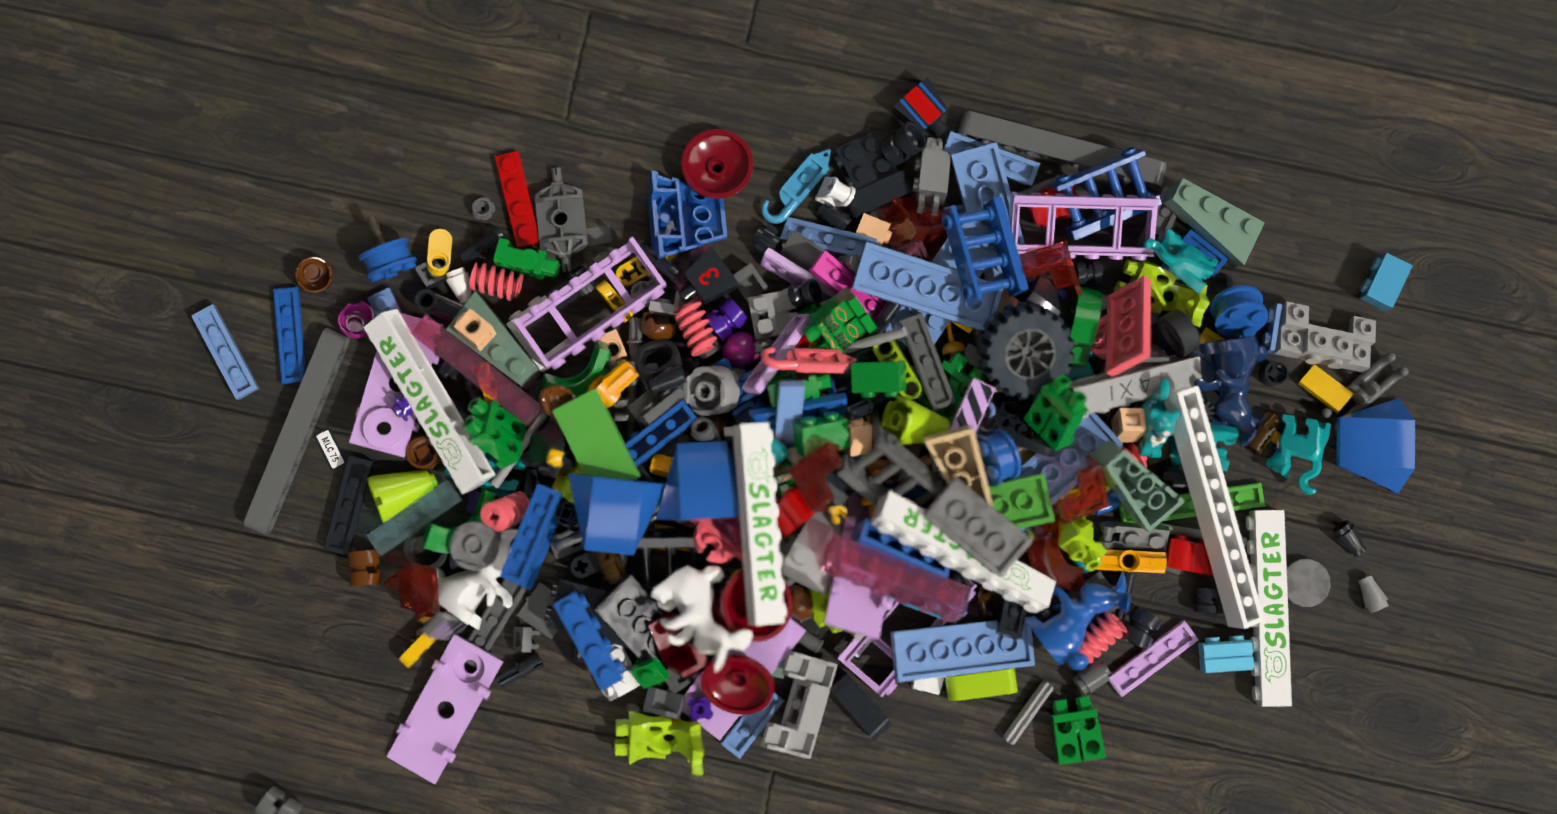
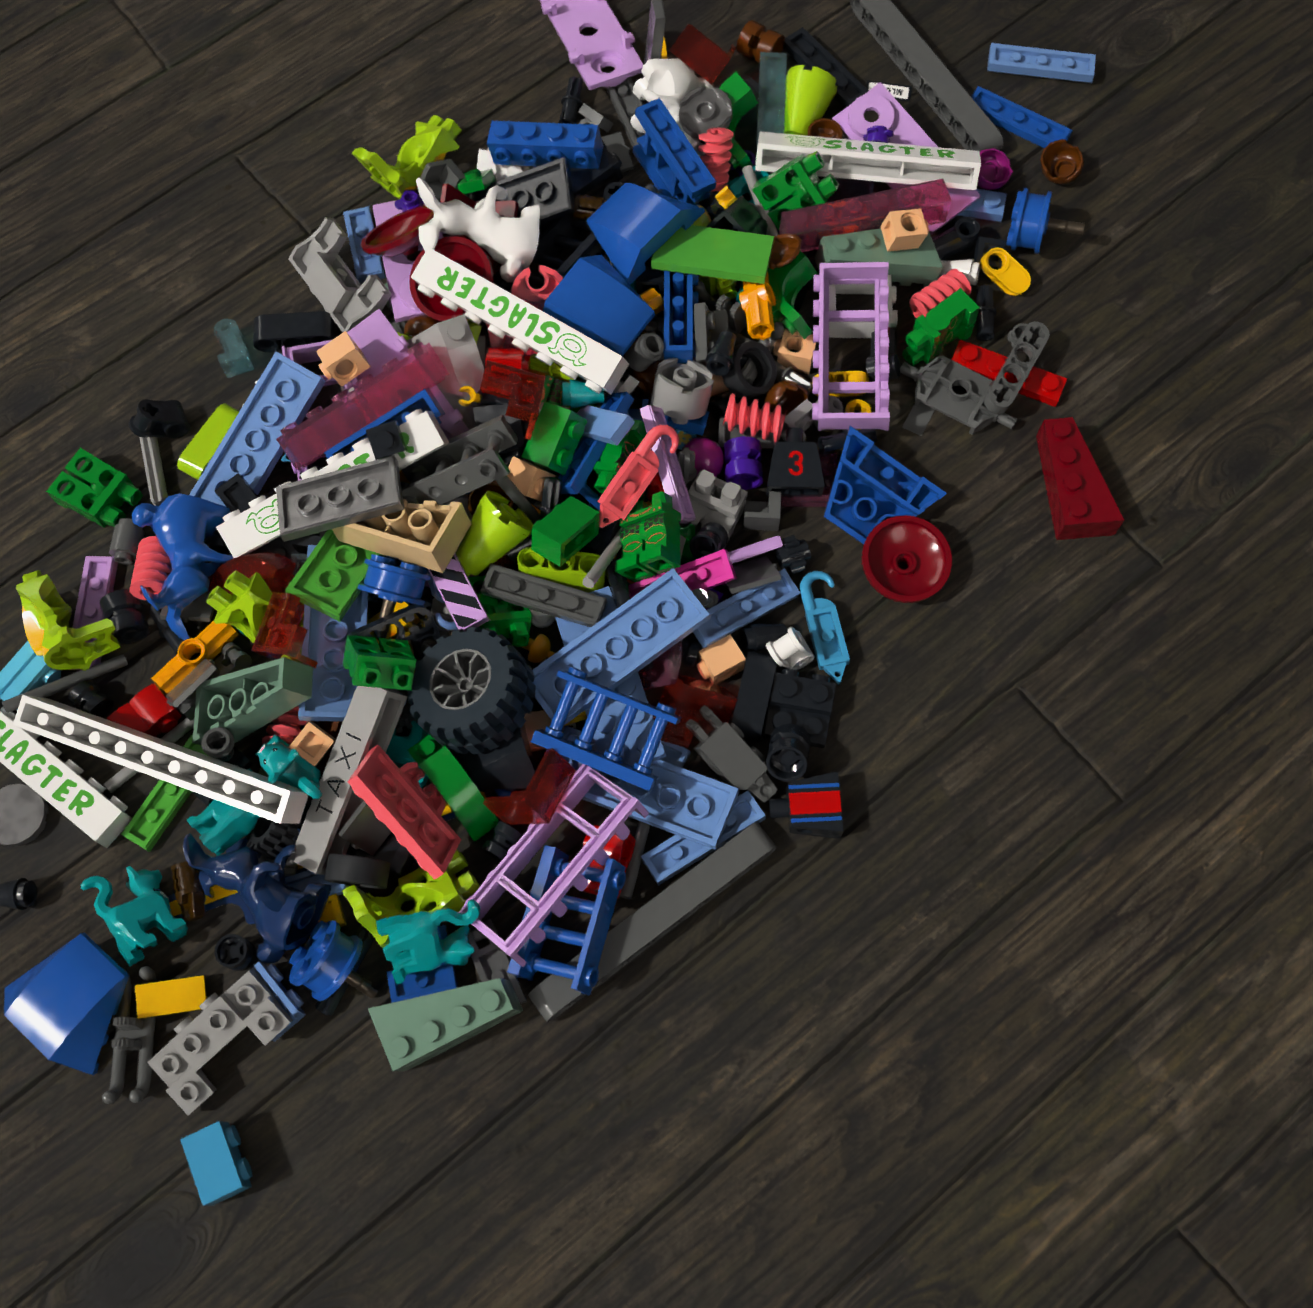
camera: 135 degrees right, 15 degrees down
(517, 186) = (1017, 367): none -> dark grey beam
(579, 97) = (1074, 485): none -> dark red wedge
(881, 612) = (342, 359): none -> light nougat brick
(902, 737) = (236, 356): none -> clear light blue leg
(918, 527) = (386, 440): none -> black plate
(996, 734) = (161, 418): none -> black piece
(1151, 537) = (190, 682): none -> dark grey piece
(1180, 475) = (214, 740): none -> dark grey cone
(1184, 670) = (48, 629): none -> lime hips
(1210, 624) = (68, 681): none -> dark grey bar

